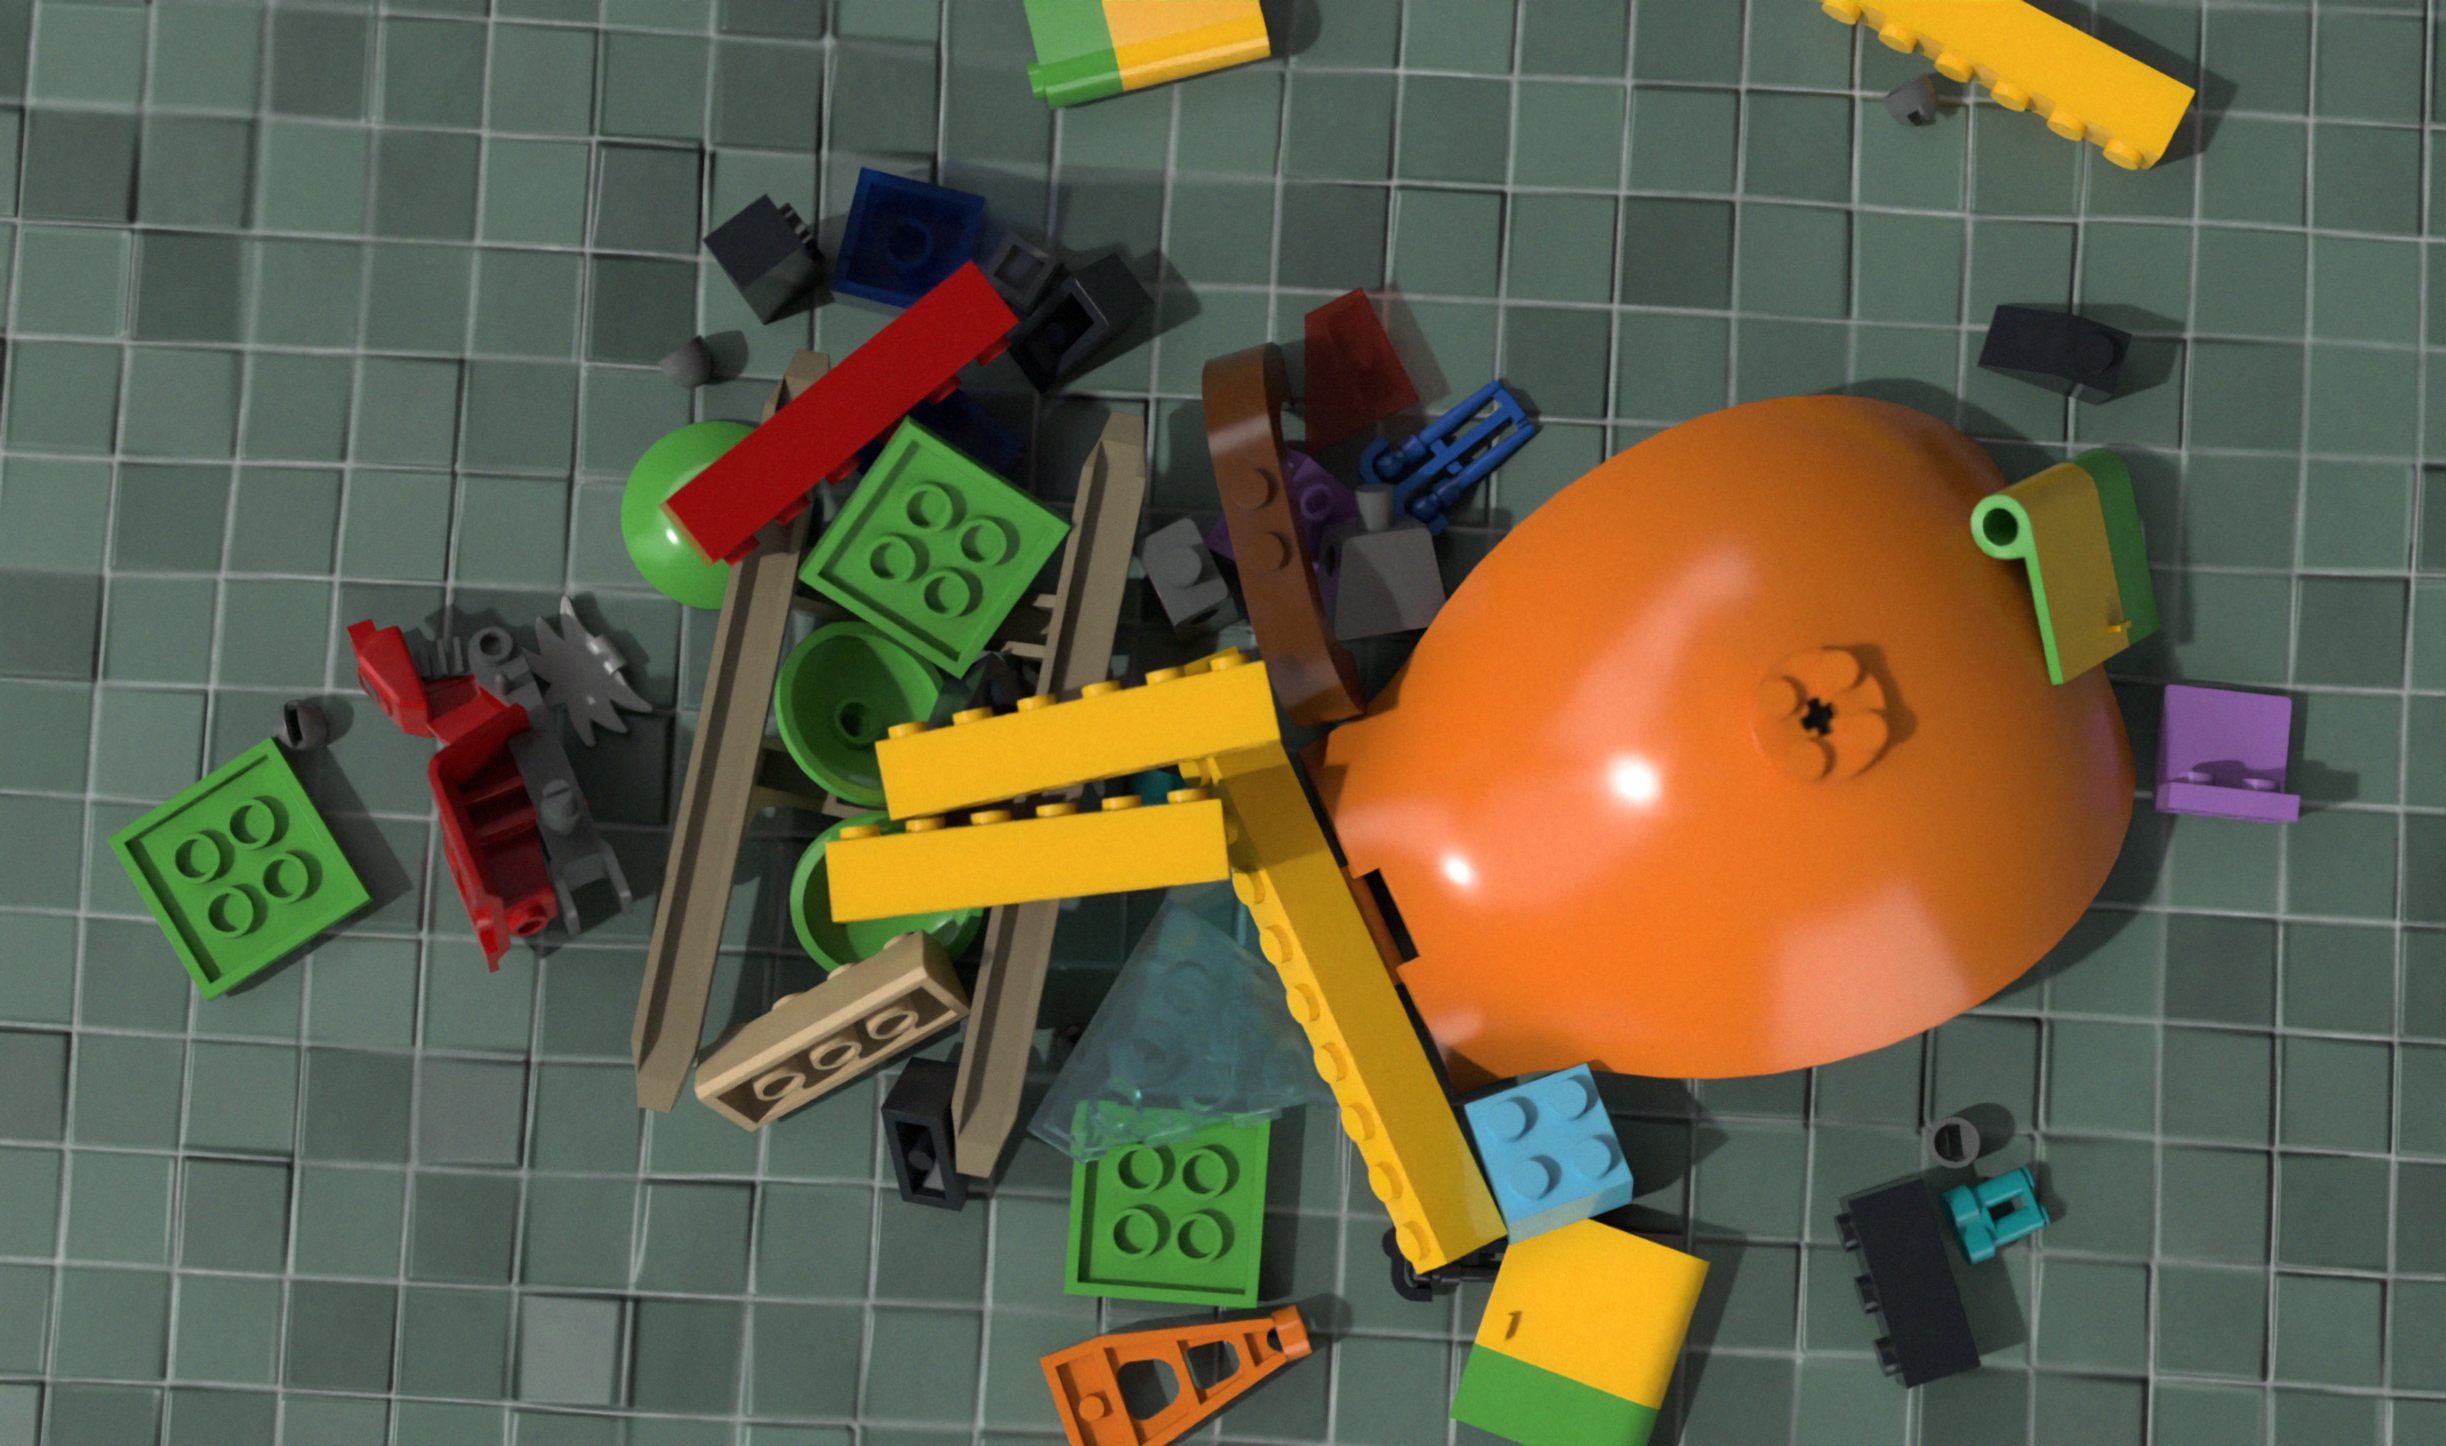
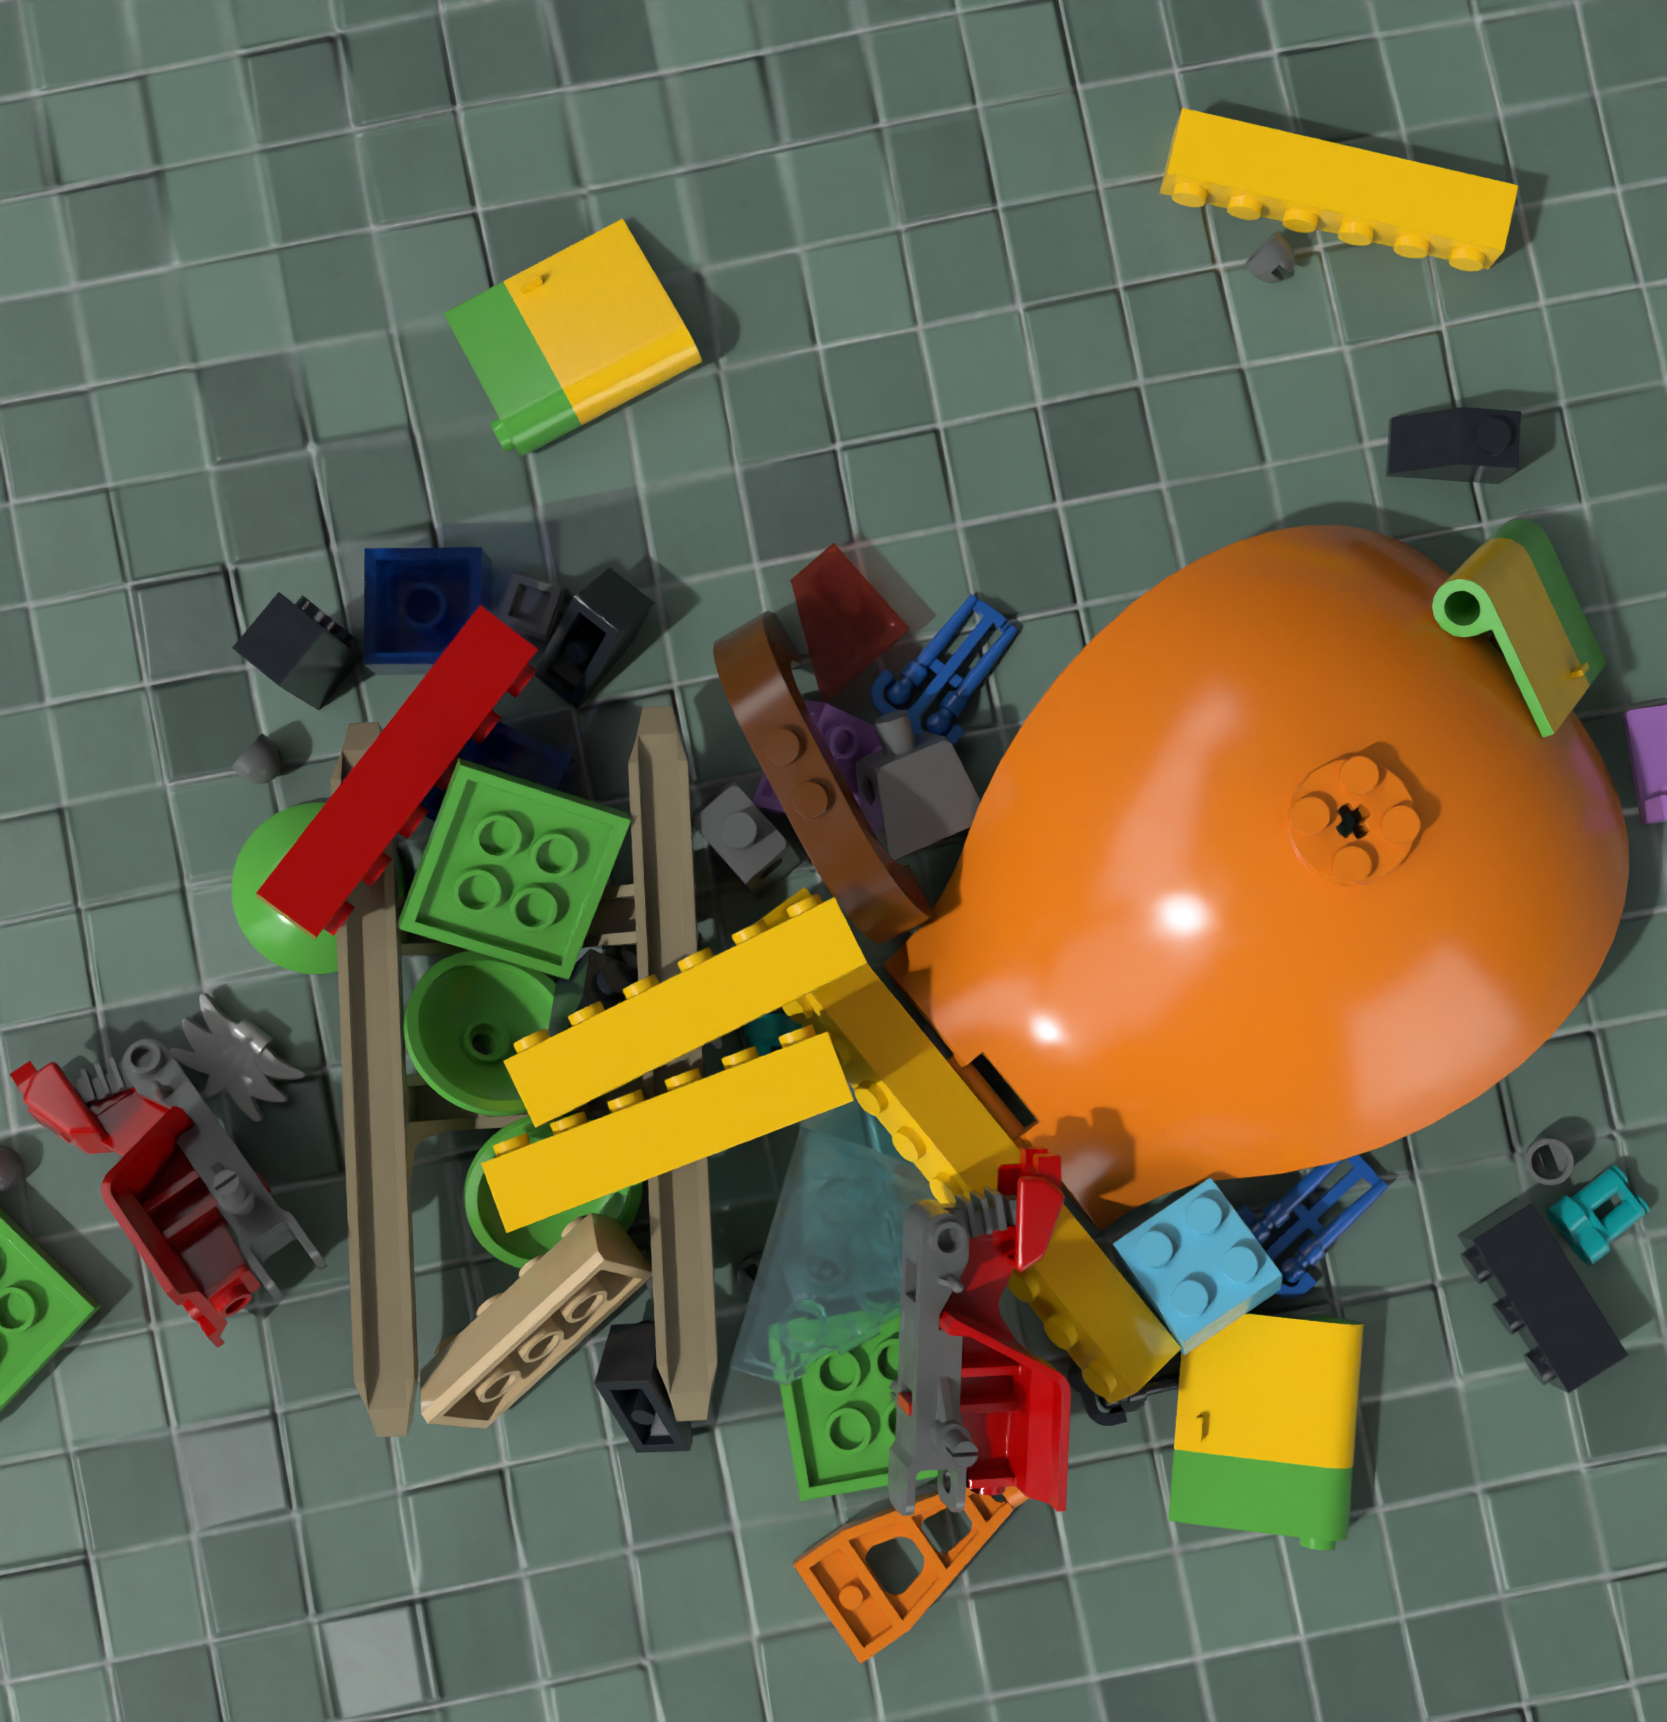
camera: 15 degrees left, 0 degrees up
(1269, 1205) = (964, 1384): none -> piece
(1678, 1173) = (1311, 1250): none -> blue piece

